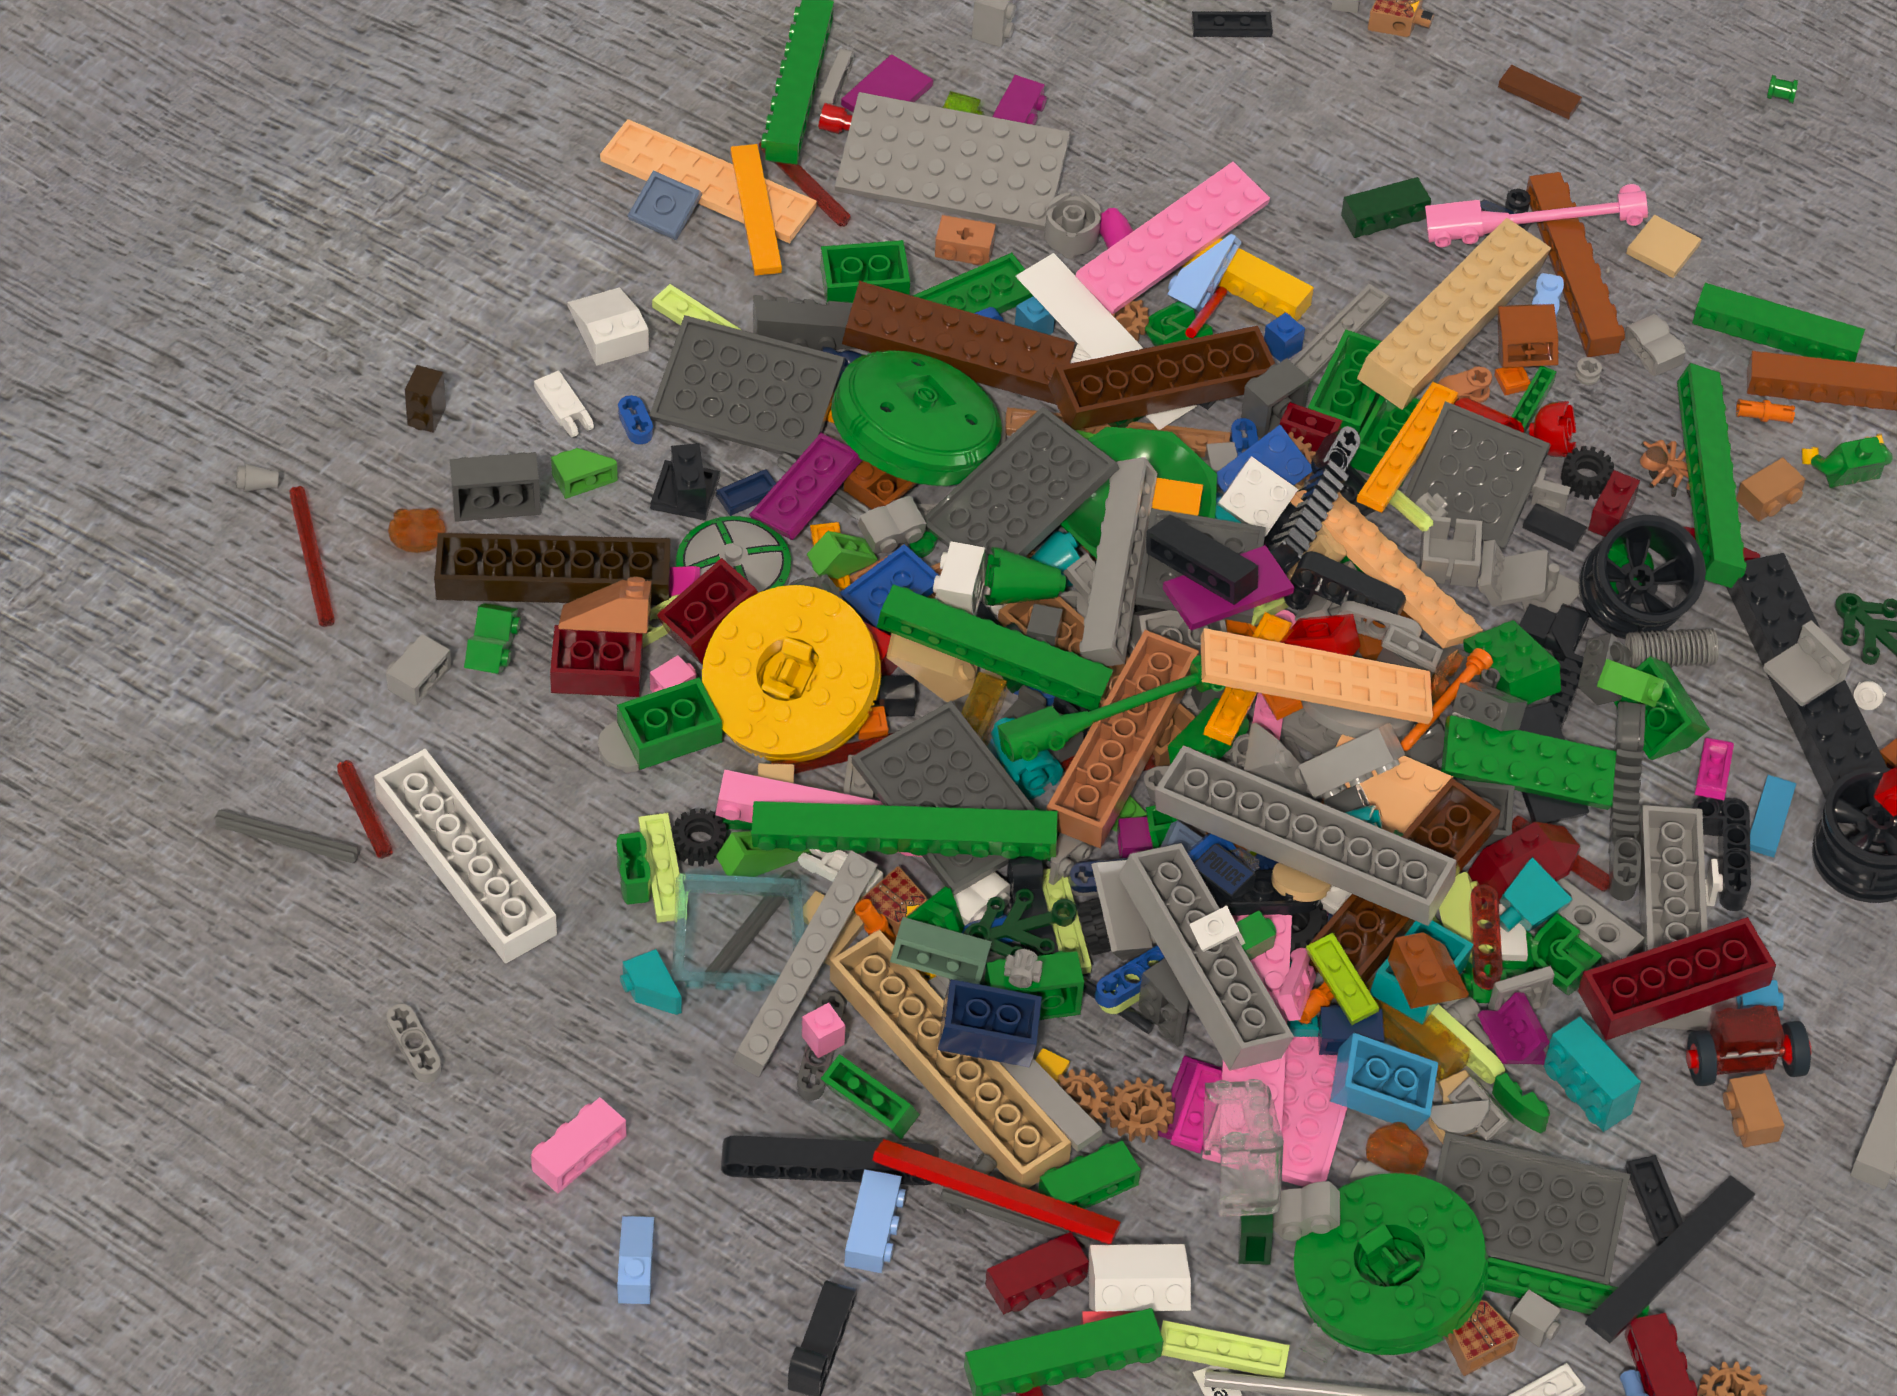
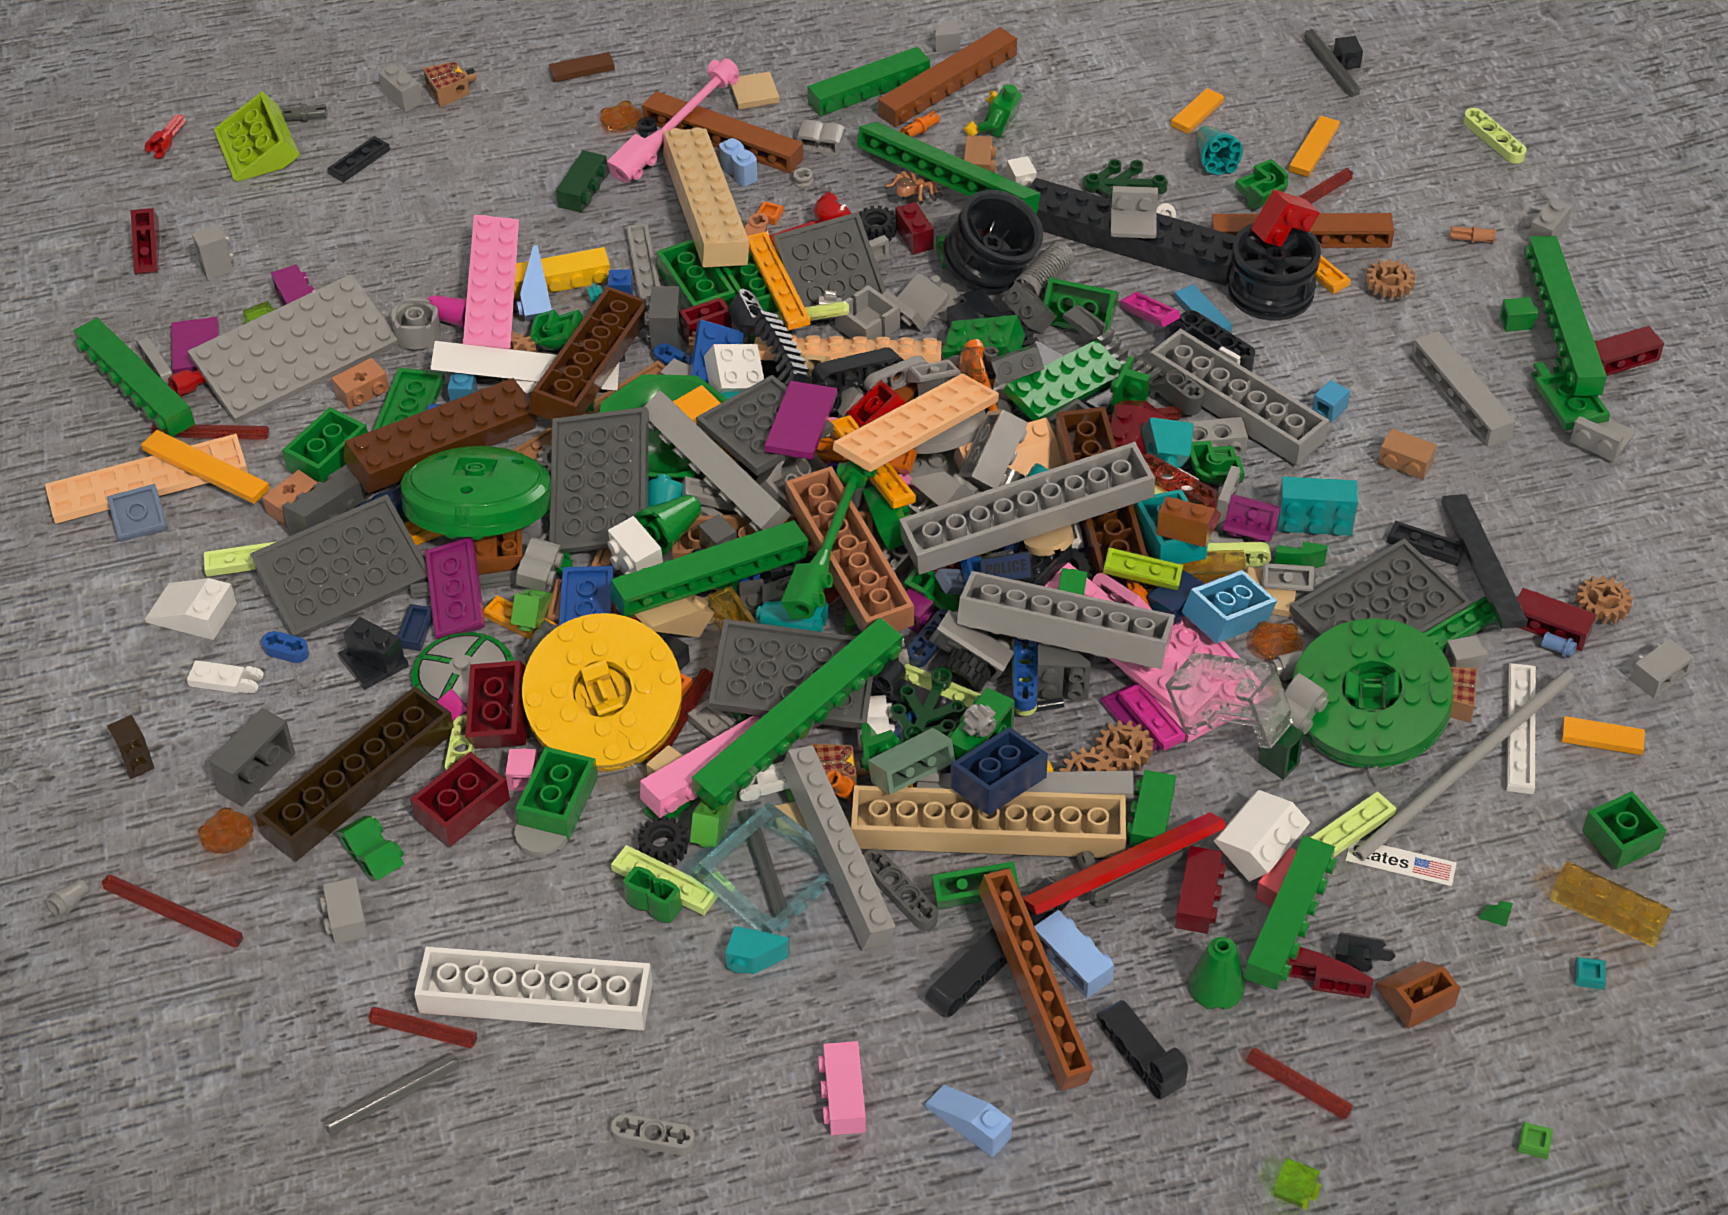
camera: 45 degrees left, 5 degrees down
(582, 471) = (294, 701): bright green slope -> none
(614, 608) = (434, 756): nougat slope -> none
(793, 287) = (286, 492): none -> nougat brick
(804, 1205) = (1035, 980): none -> dark orange brick
(823, 1030) = (899, 873): bright pink brick -> none
(946, 1345) = (1218, 976): none -> green cone
(1202, 559) = (773, 412): black brick -> none
(1206, 312) = (563, 307): red bar -> none
(1216, 929) = (1063, 593): white bracket -> none
(1259, 319) = (594, 292): none -> teal plate
(1460, 1117) = (1289, 588): light grey tile -> none
(1505, 171) = (621, 116): none -> clear orange dish
(1527, 335) = (756, 180): dark orange slope -> none
(1534, 396) = (794, 207): green piece -> none
(1554, 527) = (898, 265): black tile -> none
(1581, 817) = (1129, 385): none -> green bracket
(1631, 683) = (1062, 297): bright green slope -> none
(1676, 978) = (1300, 414): dark red brick -> none
(1747, 1043) = (1362, 420): brick -> none
(1789, 538) = (1021, 171): none -> white brick

